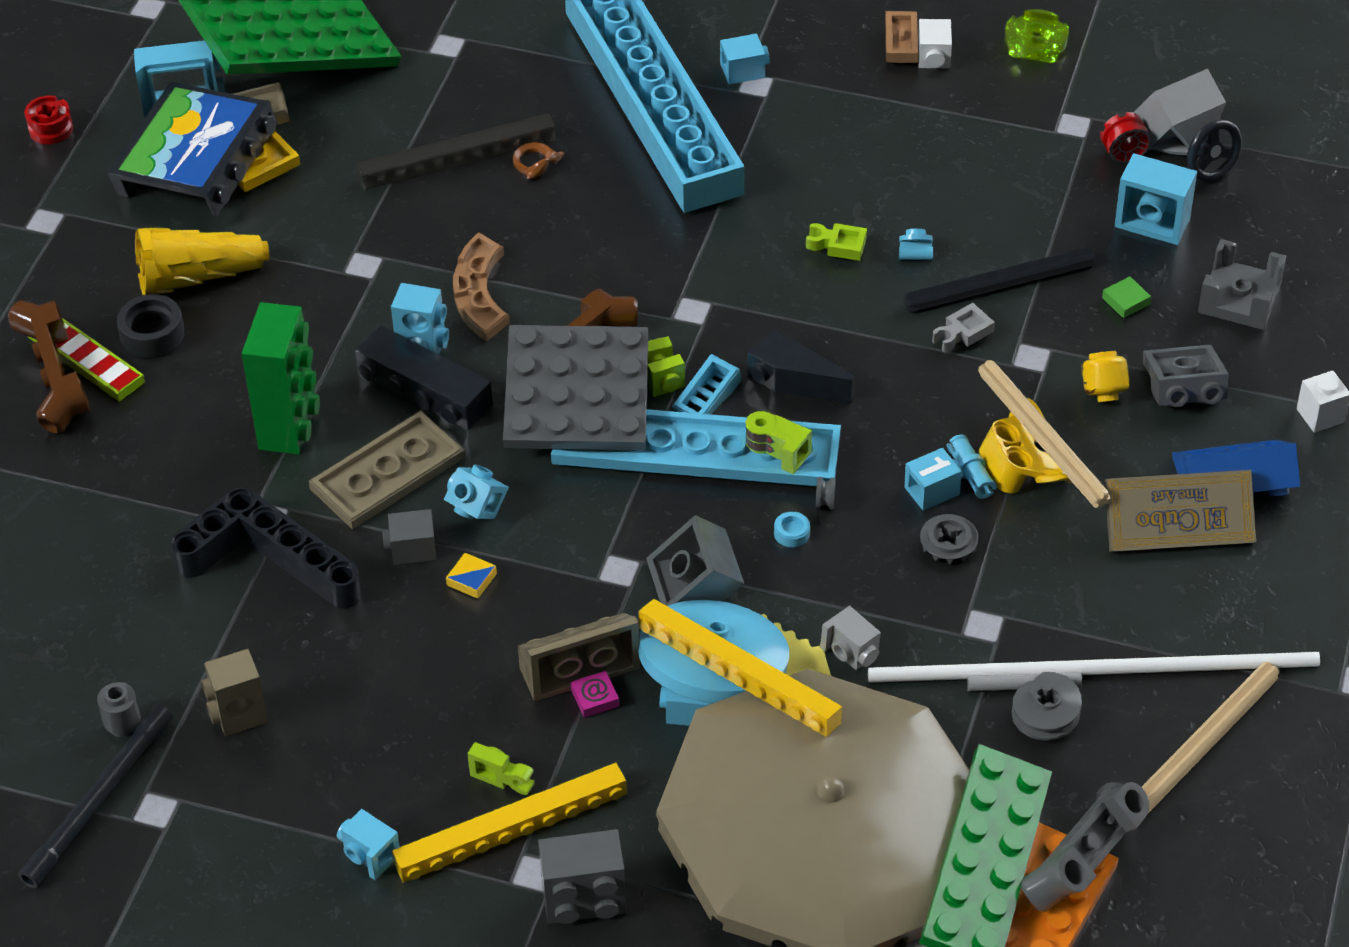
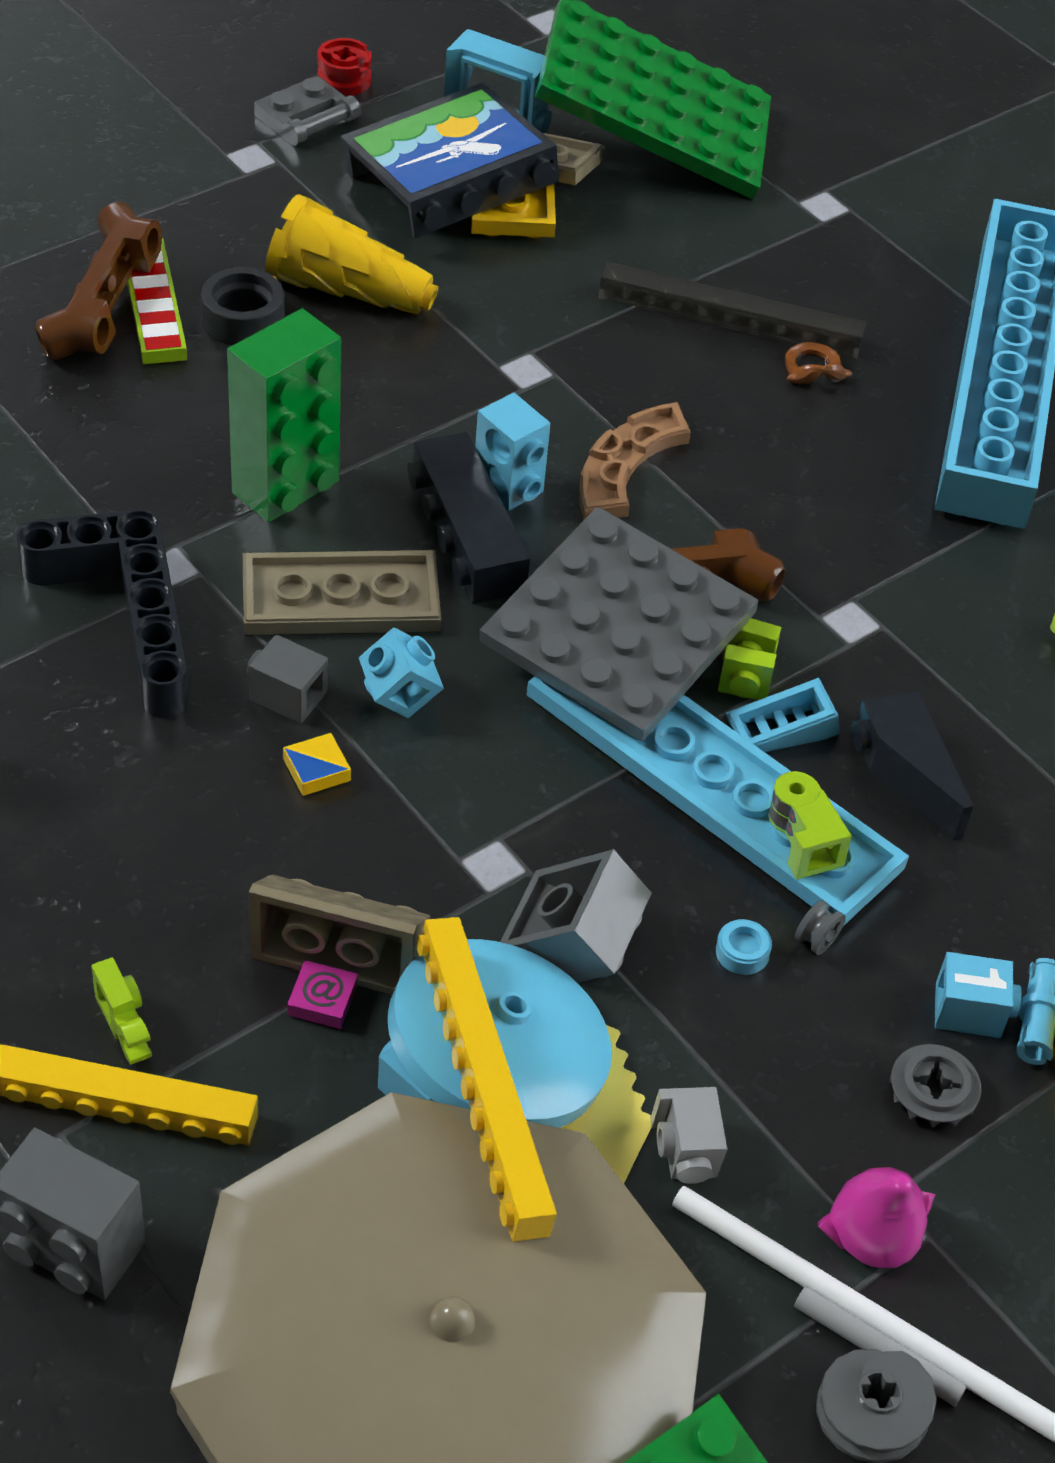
camera: 30 degrees right, 0 degrees up
(43, 162) = (305, 109): none -> dark grey plate
(977, 619) = (879, 1217): none -> dark pink hat

